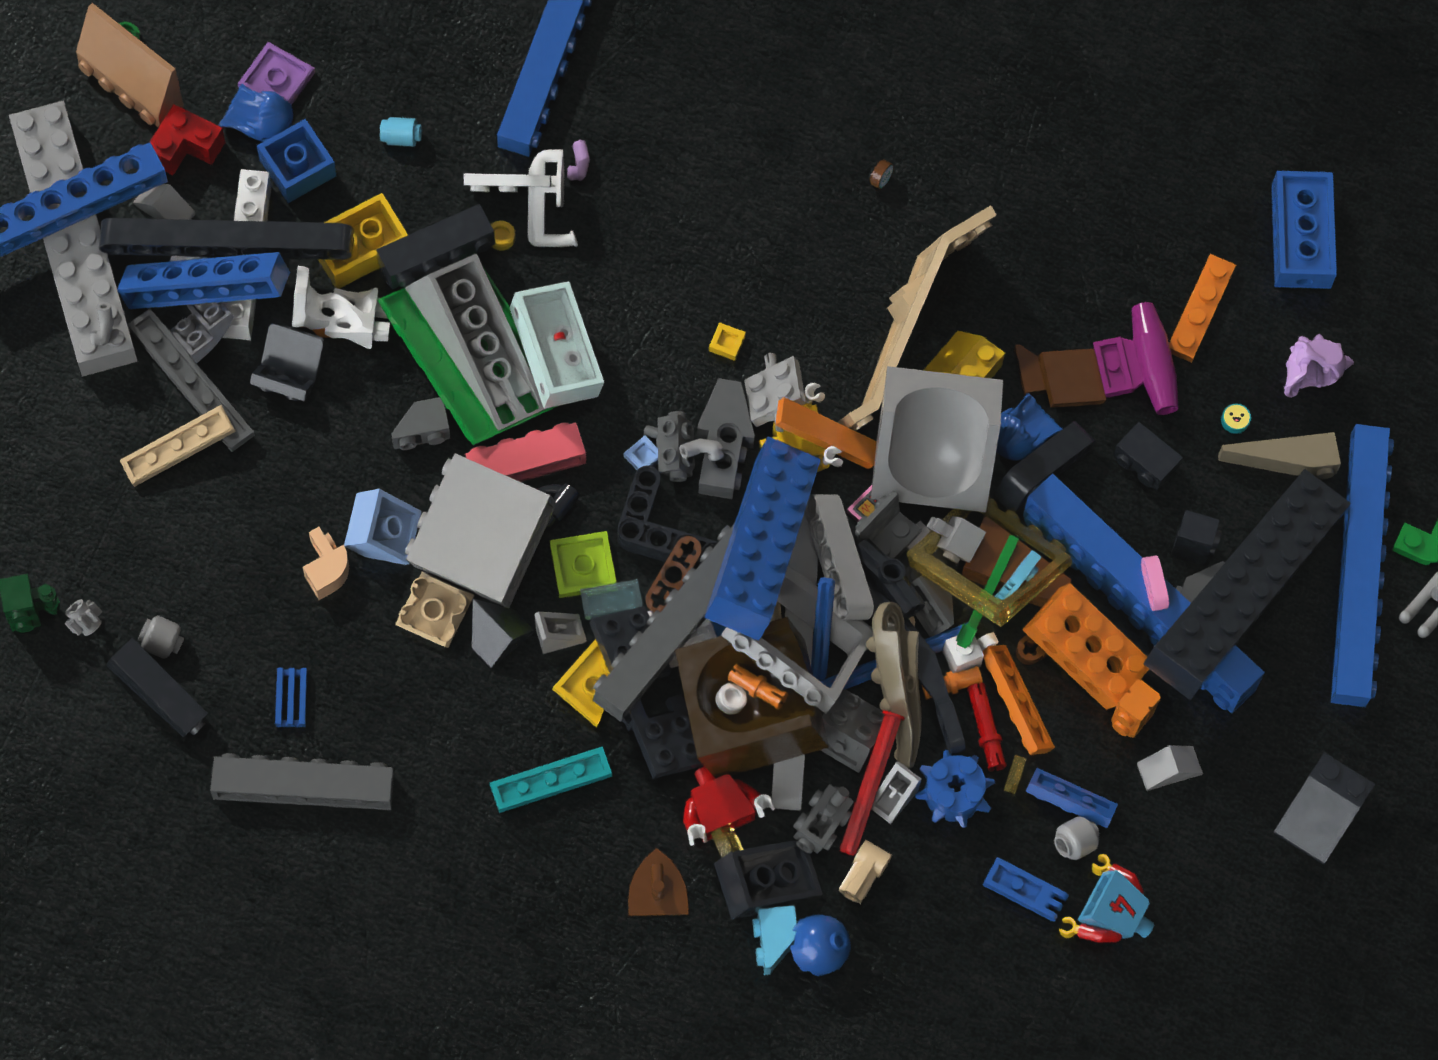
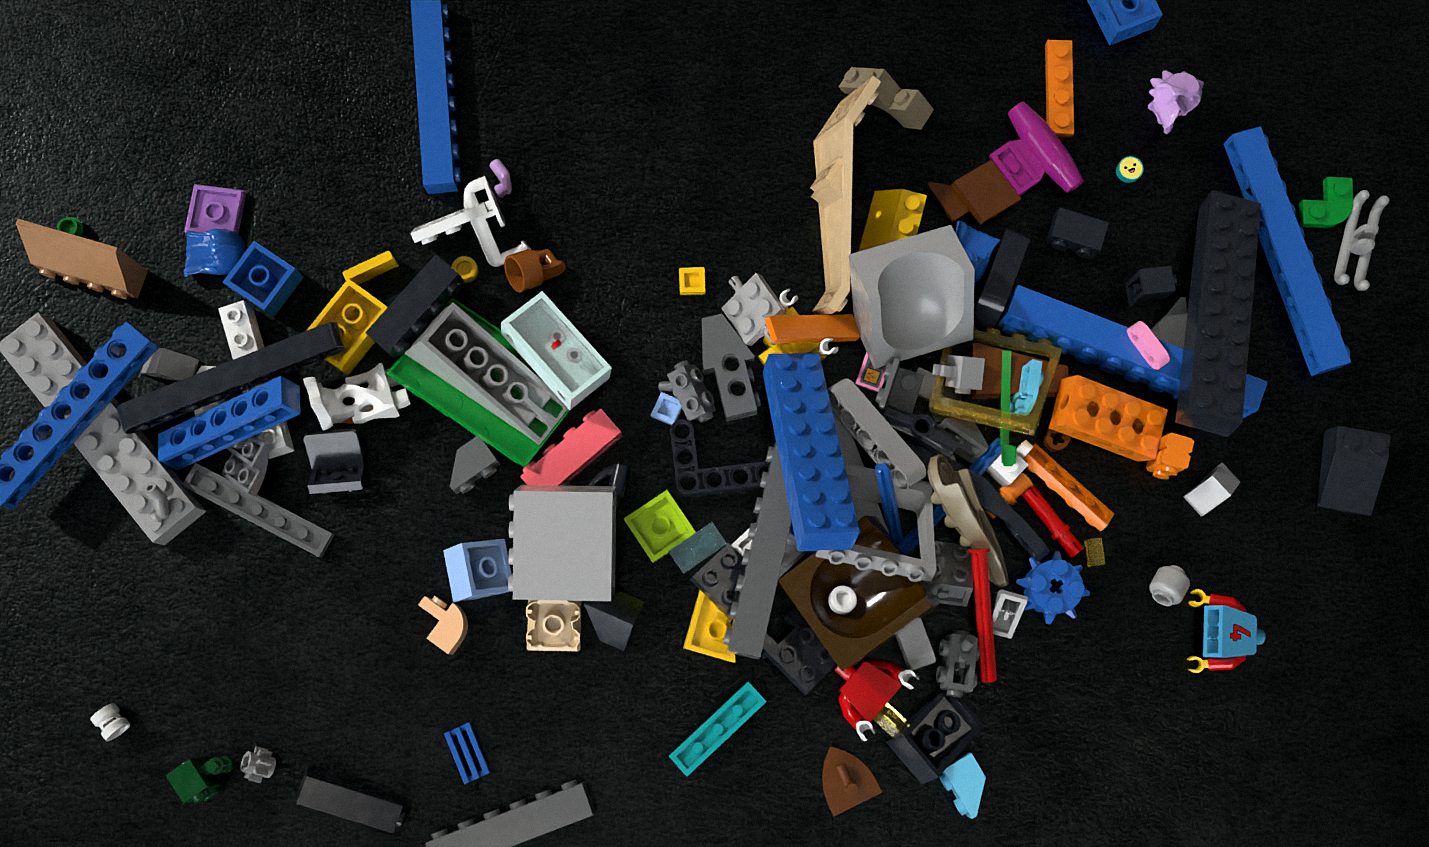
camera: 20 degrees left, 10 degrees up
(160, 637) = (332, 752): light grey head -> none
(177, 445) = (272, 574): tan tile -> none
(183, 134) = (155, 297): red brick -> none
(400, 131) = (340, 215): medium azure brick -> none
(409, 194) = (371, 268): none -> yellow tile
(558, 630) = (667, 594): light grey slope -> none
(562, 262) = (525, 268): none -> dark orange piece
(677, 551) = (751, 488): reddish brown beam -> none
(701, 445) = (716, 384): light grey arm -> none
(757, 686) = (861, 581): orange pin -> none
(820, 944) = (1007, 776): blue cylinder -> none
(867, 866) = (1012, 684): tan piece -> none
(881, 174) = (754, 84): reddish brown tile -> none
(1010, 236) = (904, 105): none -> dark tan arch
(1025, 889) = (1145, 647): blue hinge -> none
(1071, 798) = (1149, 552): blue plate -> none
(1287, 455) = (1196, 180): dark tan slope -> none

